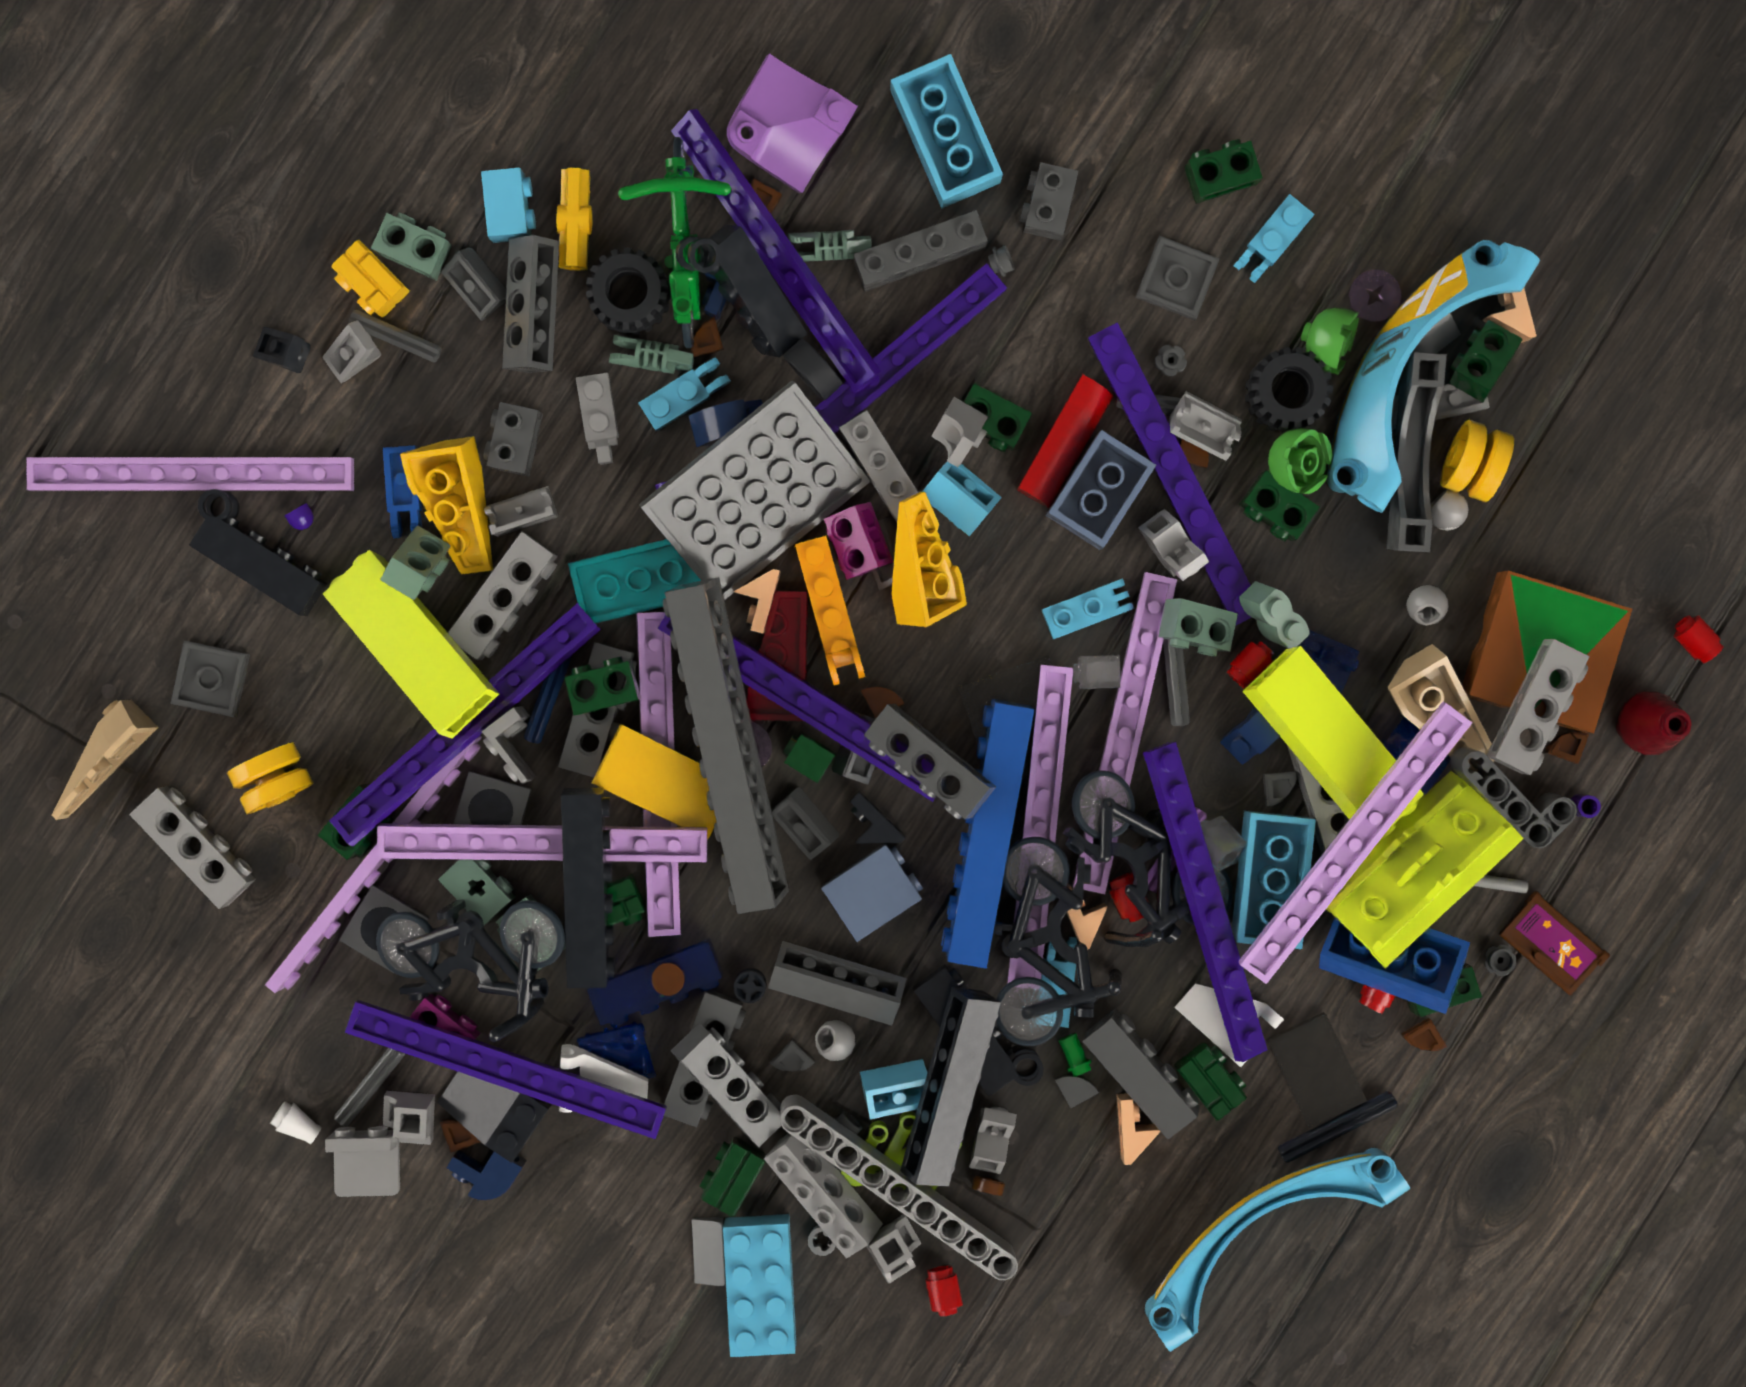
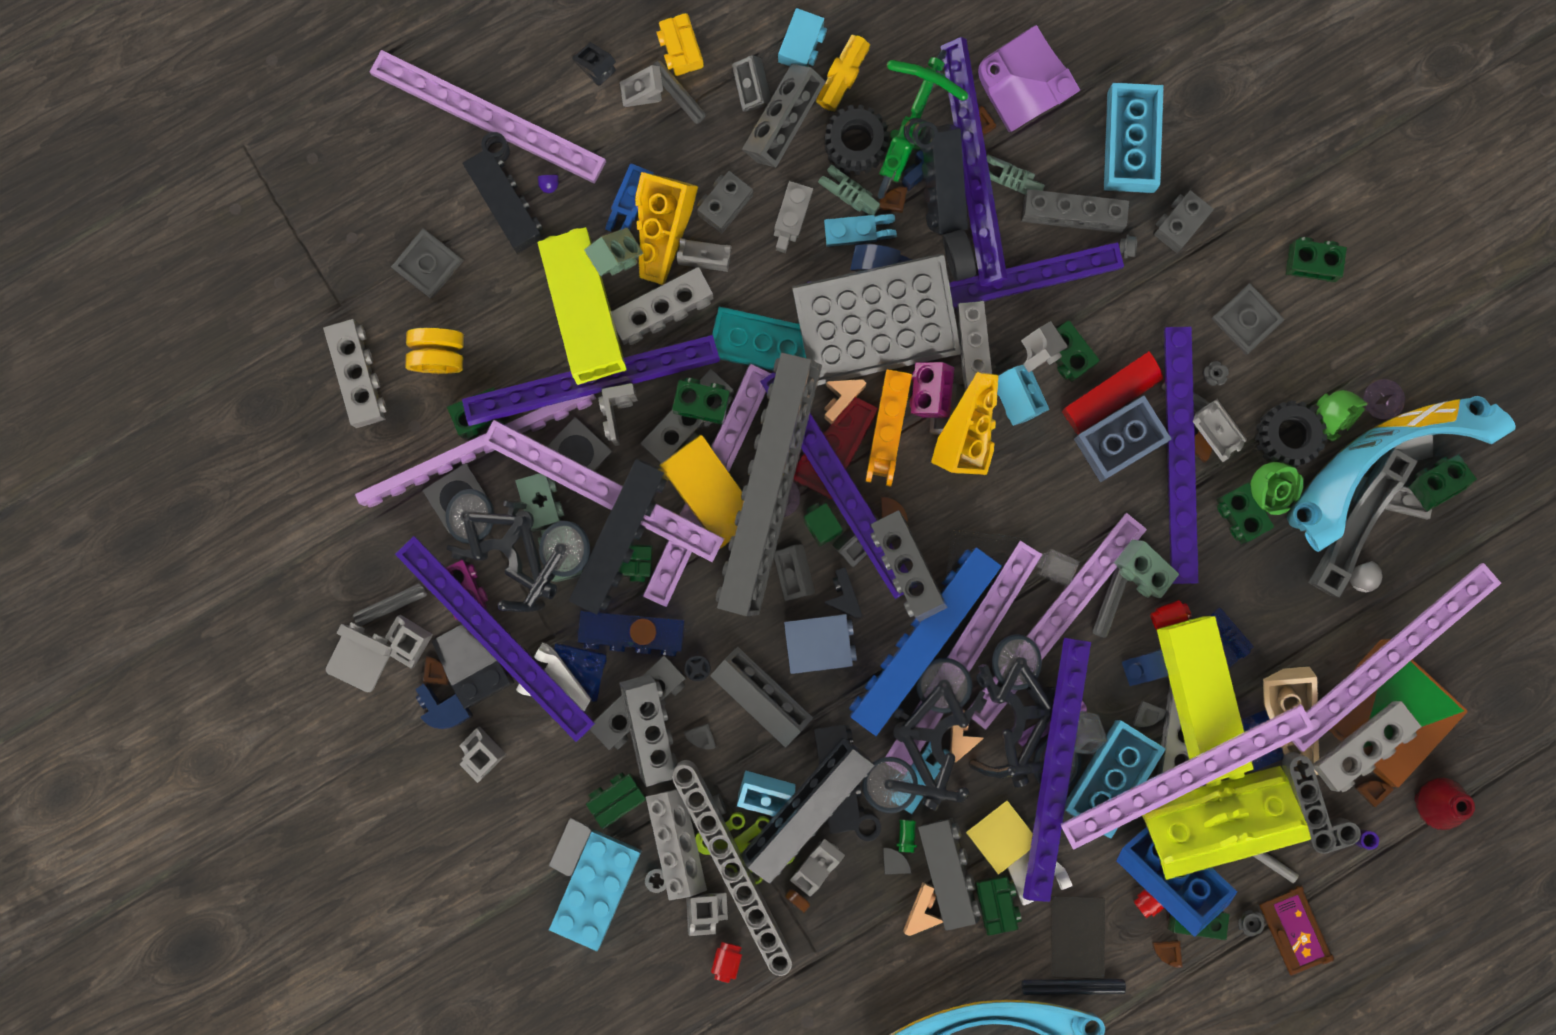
camera: 25 degrees right, 5 degrees down
(110, 744) = (333, 275): tan wedge -> none
(295, 1123) = (323, 604): white cone -> none
(409, 251) = (716, 39): sand green brick -> none
(545, 703) = (651, 397): dark blue axle -> none
(556, 1200) = (480, 754): none -> light grey brick
(835, 1040) = (739, 738): light grey piece -> none
(1085, 609) = (1070, 519): medium azure hinge -> none
(1123, 904) = (996, 743): red brick -> none
(1172, 545) = (1154, 503): light grey brick -> none
(1180, 1003) = (1001, 837): none -> light yellow tile
(1274, 615) = (1205, 588): sand green brick -> none
(1276, 235) = (1332, 323): medium azure hinge -> none
(1427, 605) = (1319, 636): light grey piece -> none
(1477, 460) = (1403, 549): yellow wheel -> none
(1516, 317) = (1480, 461): light nougat slope -> none
(1525, 582) = (1398, 652): none -> lavender plate
(1698, 638) = (1506, 758): red brick -> none

